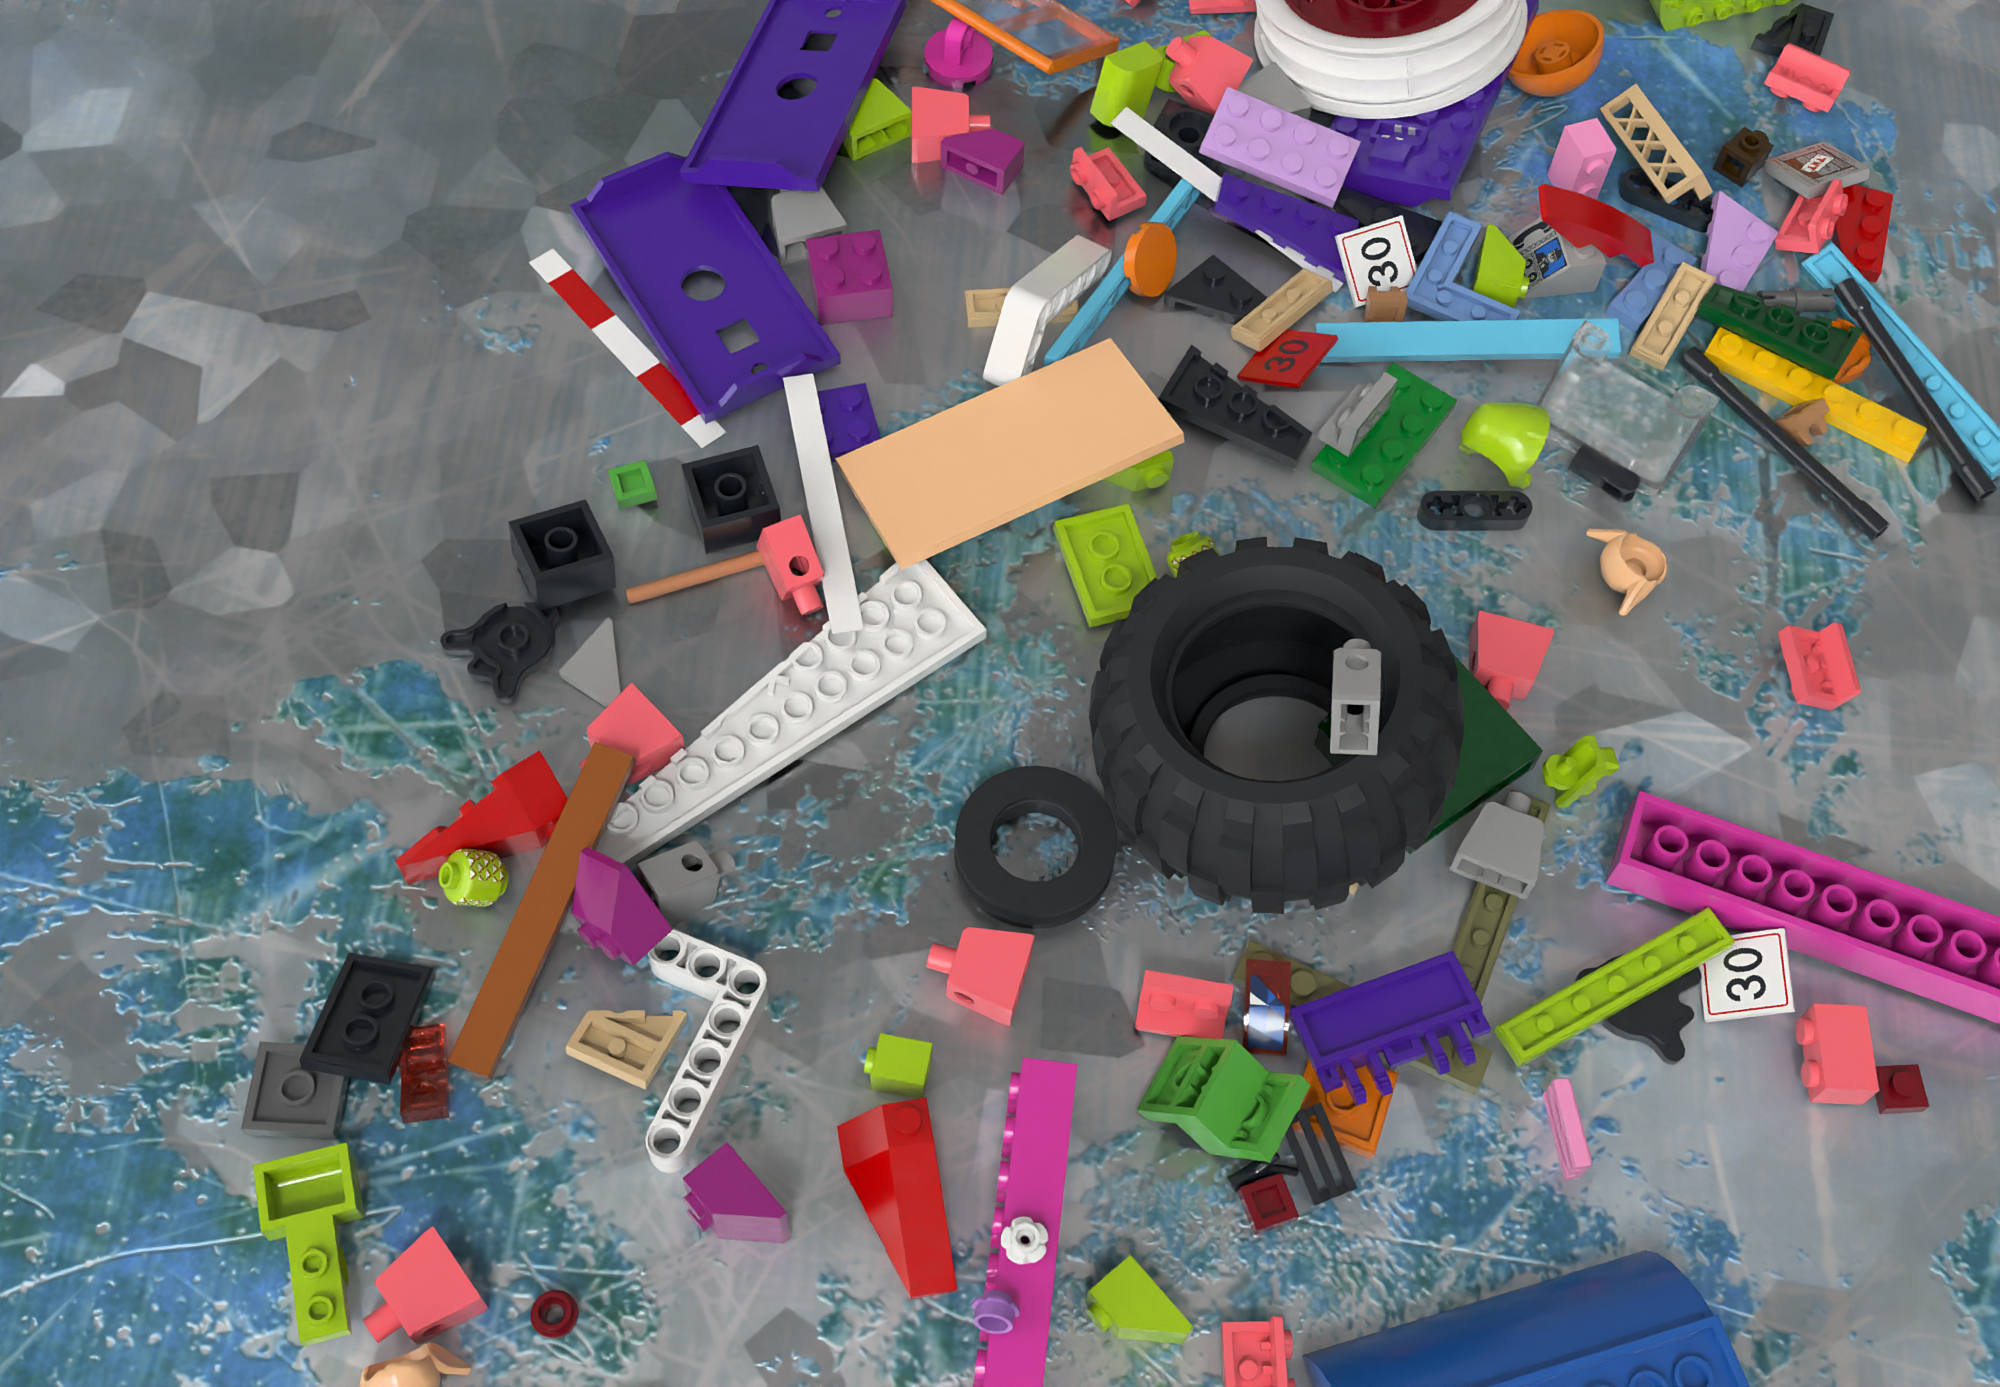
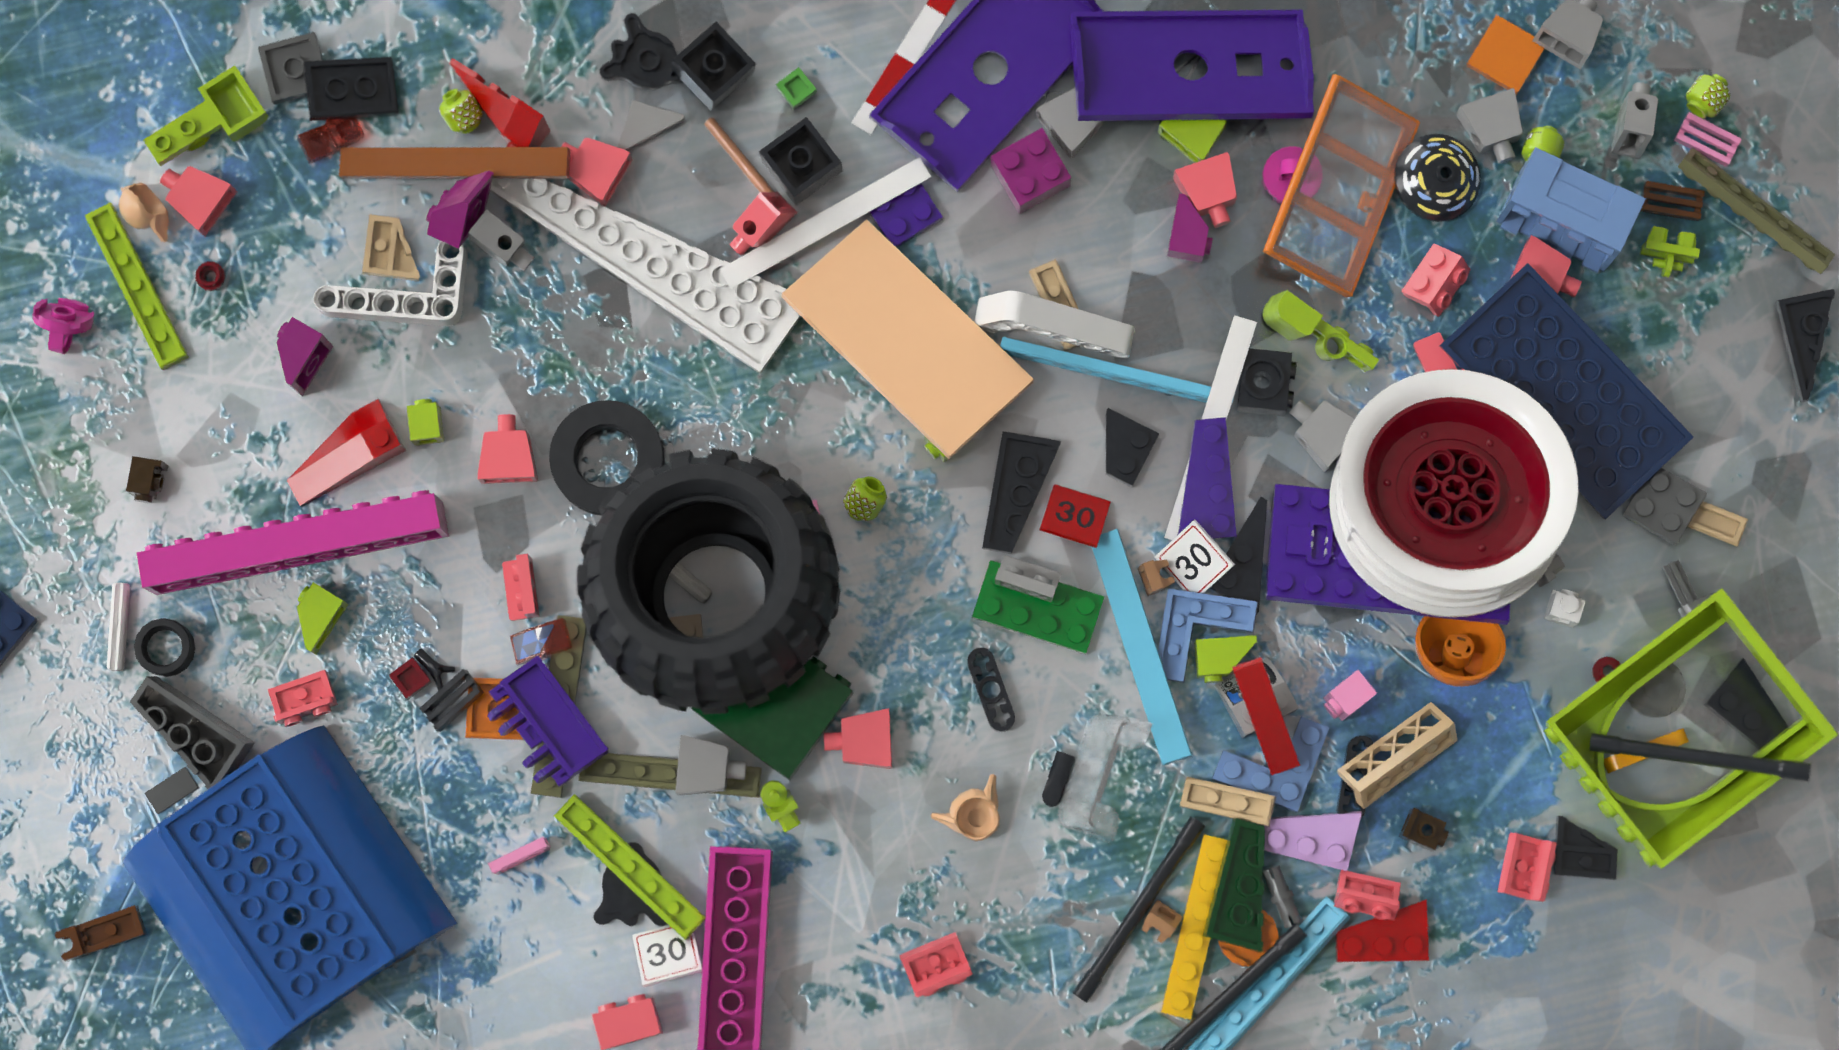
camera: 80 degrees right, 20 degrees up
(995, 1312) = (265, 526): medium lavender plate -> none
(1024, 1253) = (321, 530): white plate -> none
(1105, 561) = (847, 440): lime plate -> none
(1106, 182) = (1198, 331): coral bracket -> none
(1150, 259) = (1124, 387): orange tile -> none
(1205, 70) = (1324, 375): coral torso -> none
(1224, 1098) = (463, 629): bright green bracket -> none
(1279, 147) = (1267, 452): lavender plate -> none
(1281, 309) = (1126, 500): tan tile -> none
(1356, 683) = (669, 617): light grey torso -> none
(1507, 435) = (1049, 695): lime piece -> none
(1814, 168) = (1426, 891): light grey tile -> none

